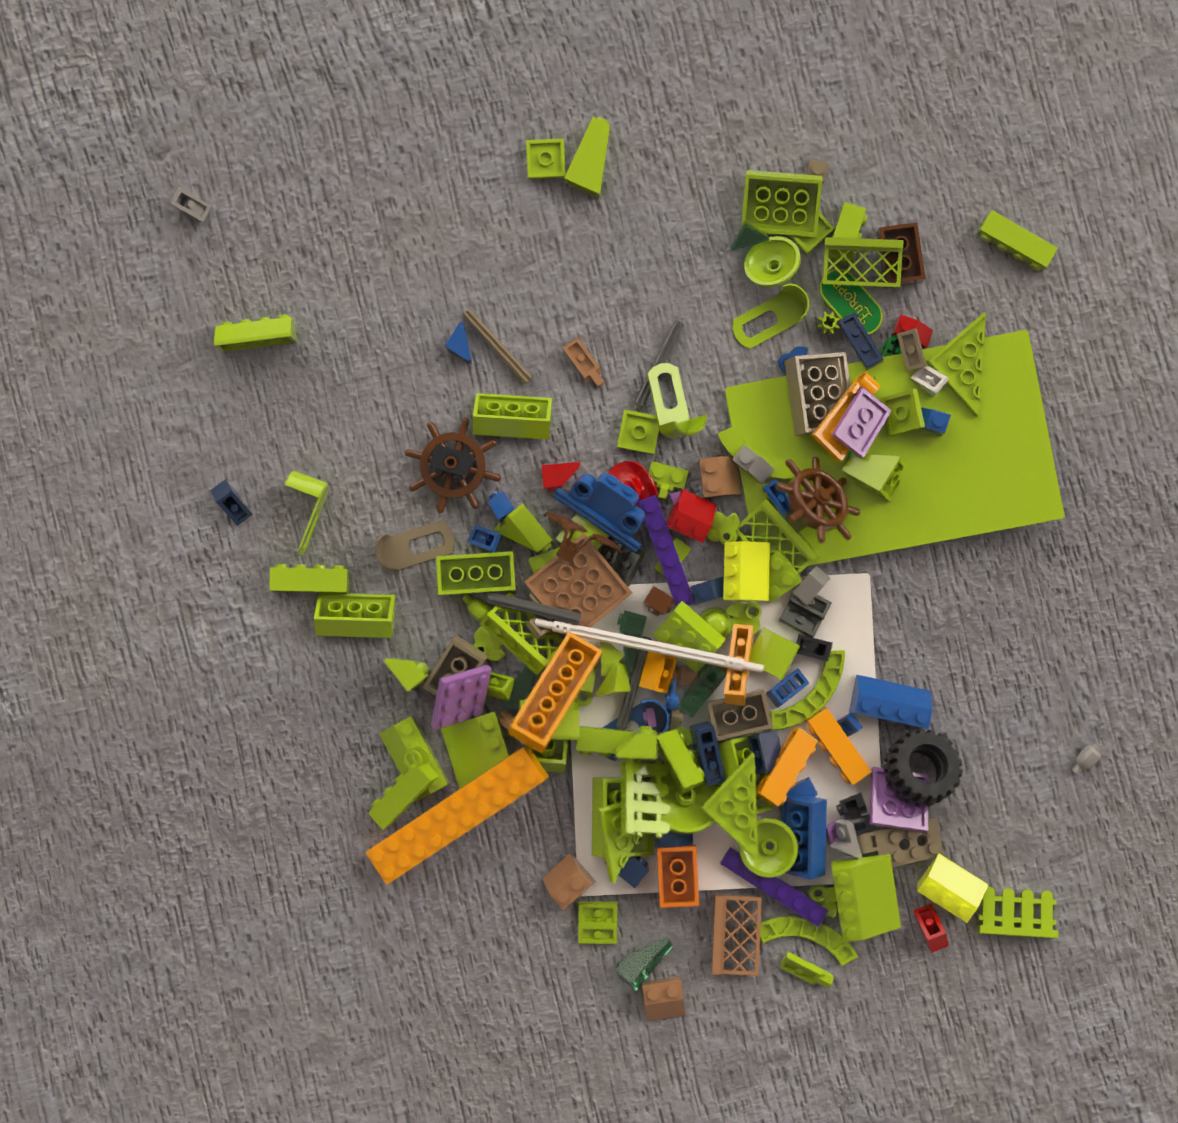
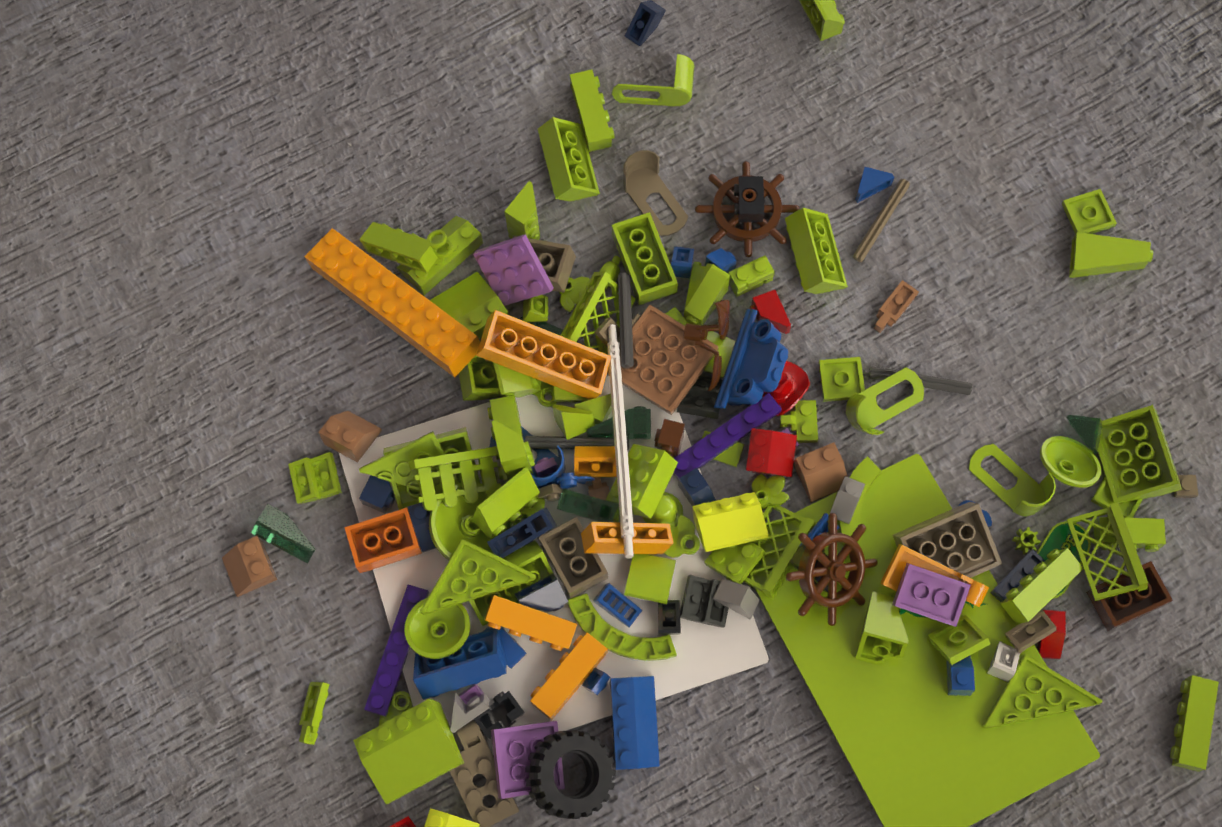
camera: 75 degrees right, 15 degrees down
(519, 482) = (751, 276): none -> lime brick
(719, 939) = (326, 607): medium nougat fence -> none
(800, 927) = (359, 691): lime tile -> none
(875, 326) = (1041, 586): none -> lime brick

